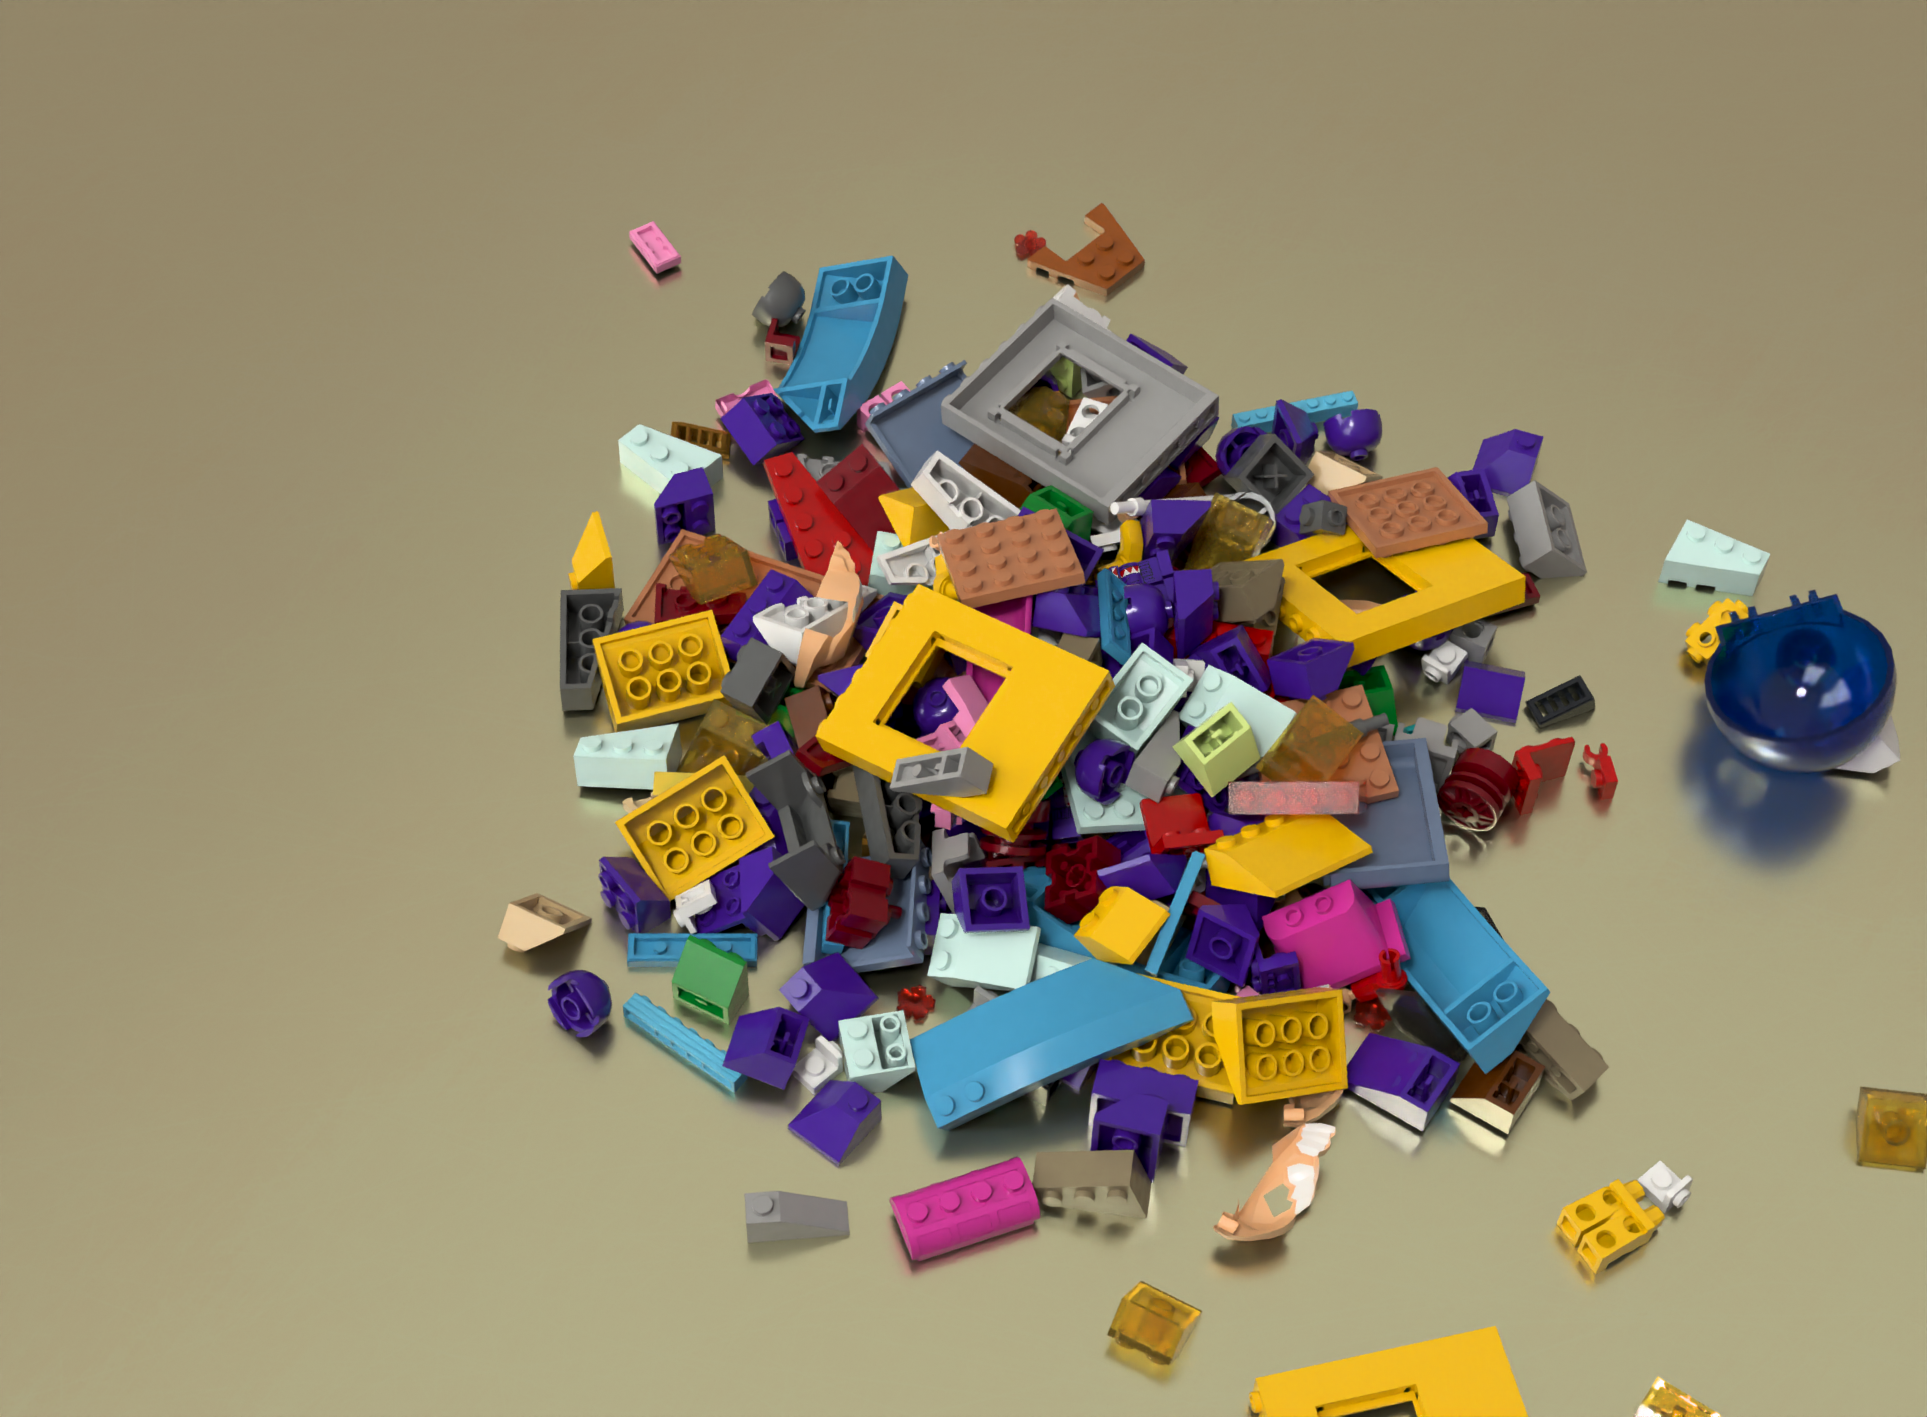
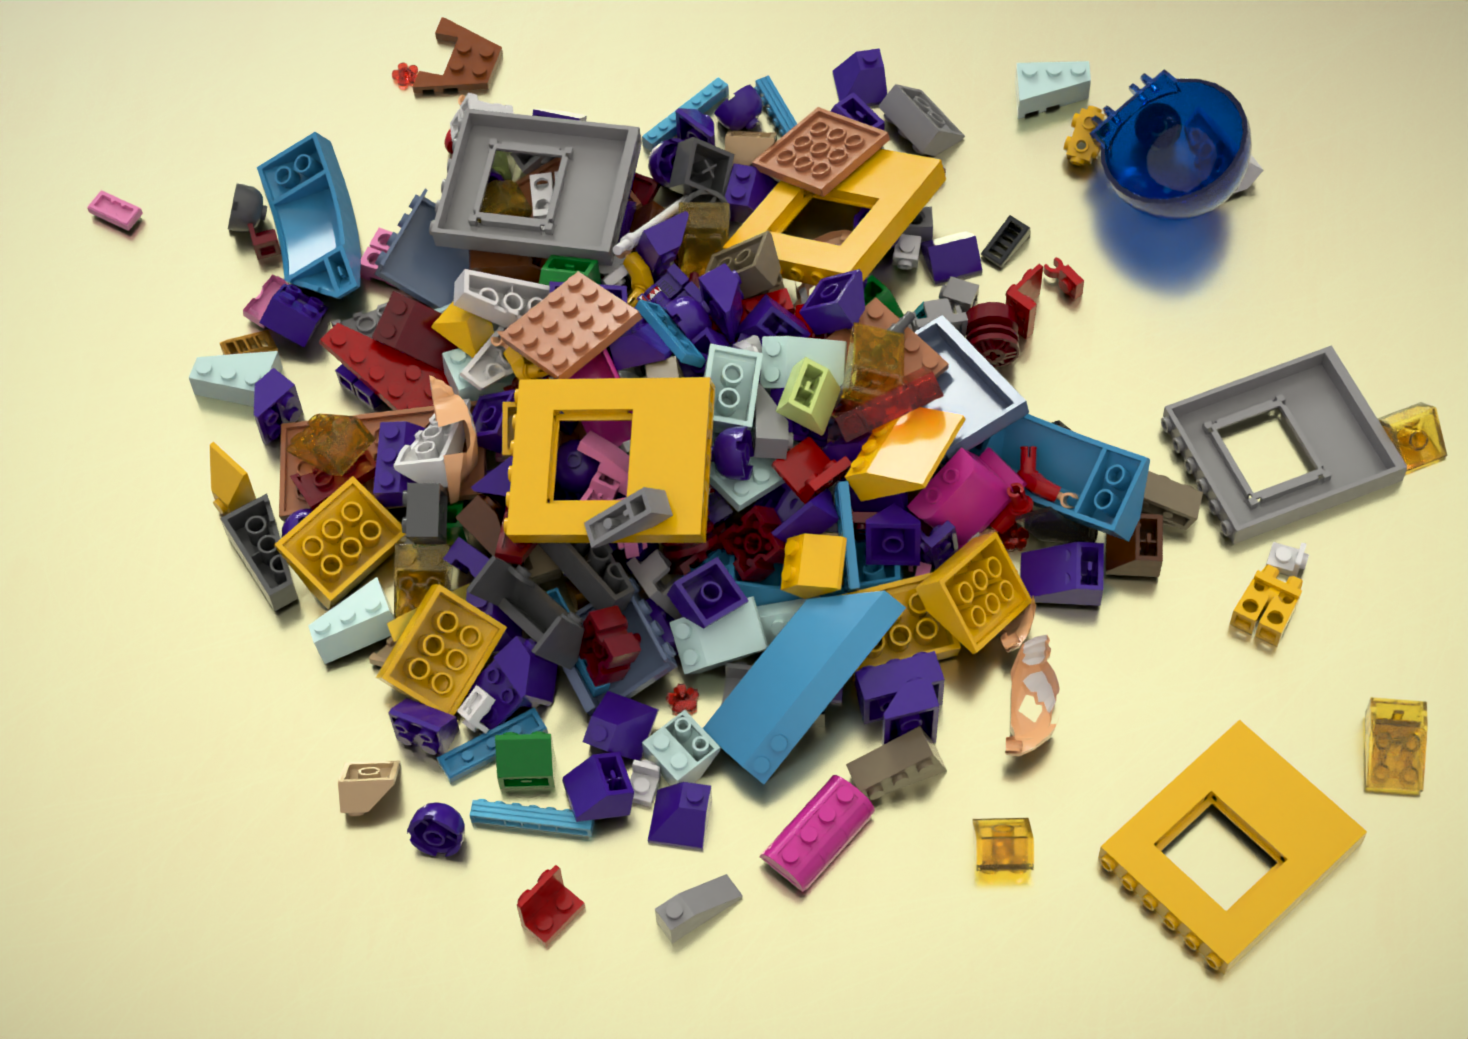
camera: 25 degrees left, 5 degrees up
(642, 1135) = (548, 907): none -> red bracket
(1322, 518) = (762, 185): dark grey bracket -> none
(1397, 444) = (775, 105): none -> dark azure piece
(1423, 962) = (1036, 482): none -> red arm
(1806, 1063) = (1327, 419): none -> light grey panel

